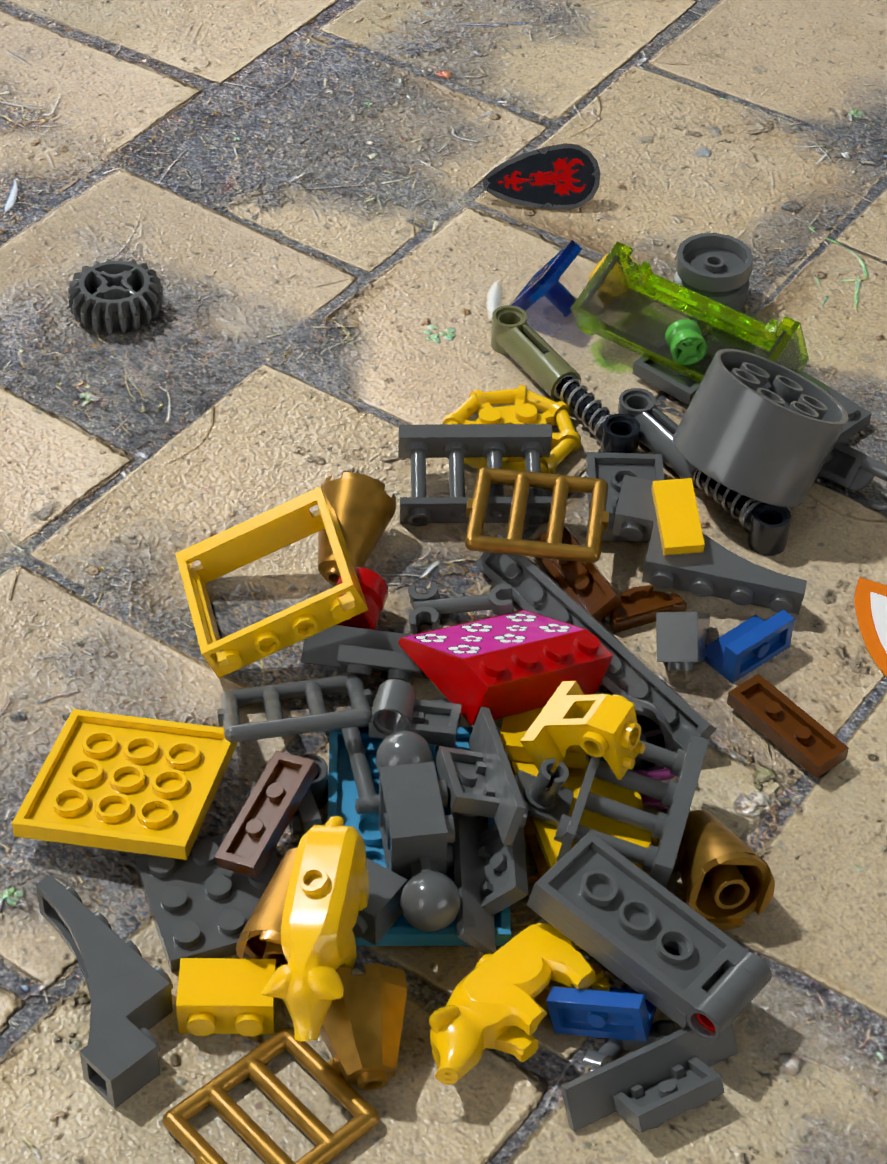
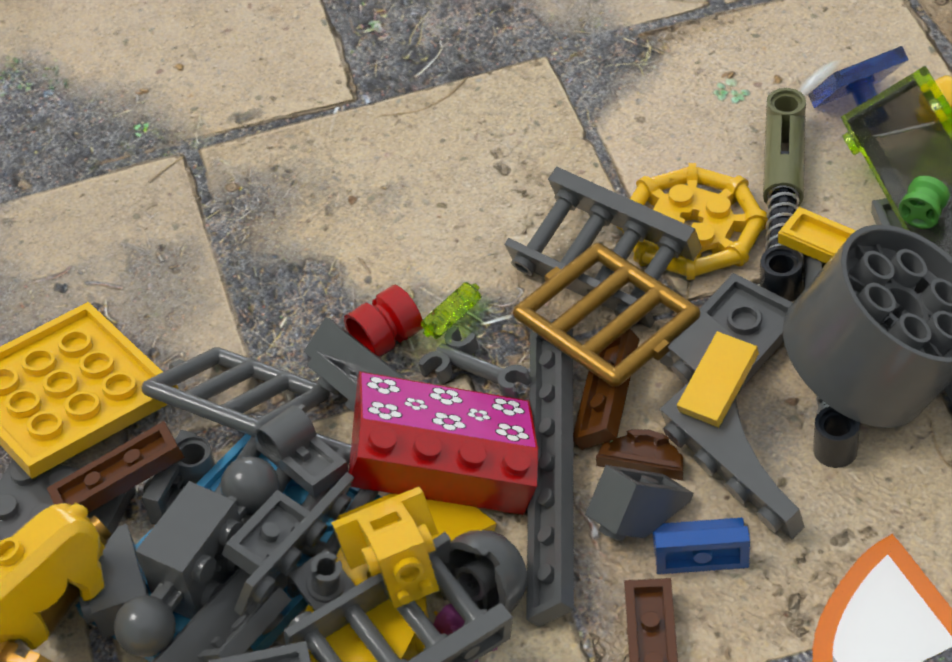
camera: 45 degrees right, 5 degrees up
(248, 543) = (388, 219): yellow window -> none
(362, 514) = (444, 246): pearl gold cone -> none
(397, 574) = (451, 310): none -> clear neon green axle
(641, 397) = (813, 235): none -> yellow tile

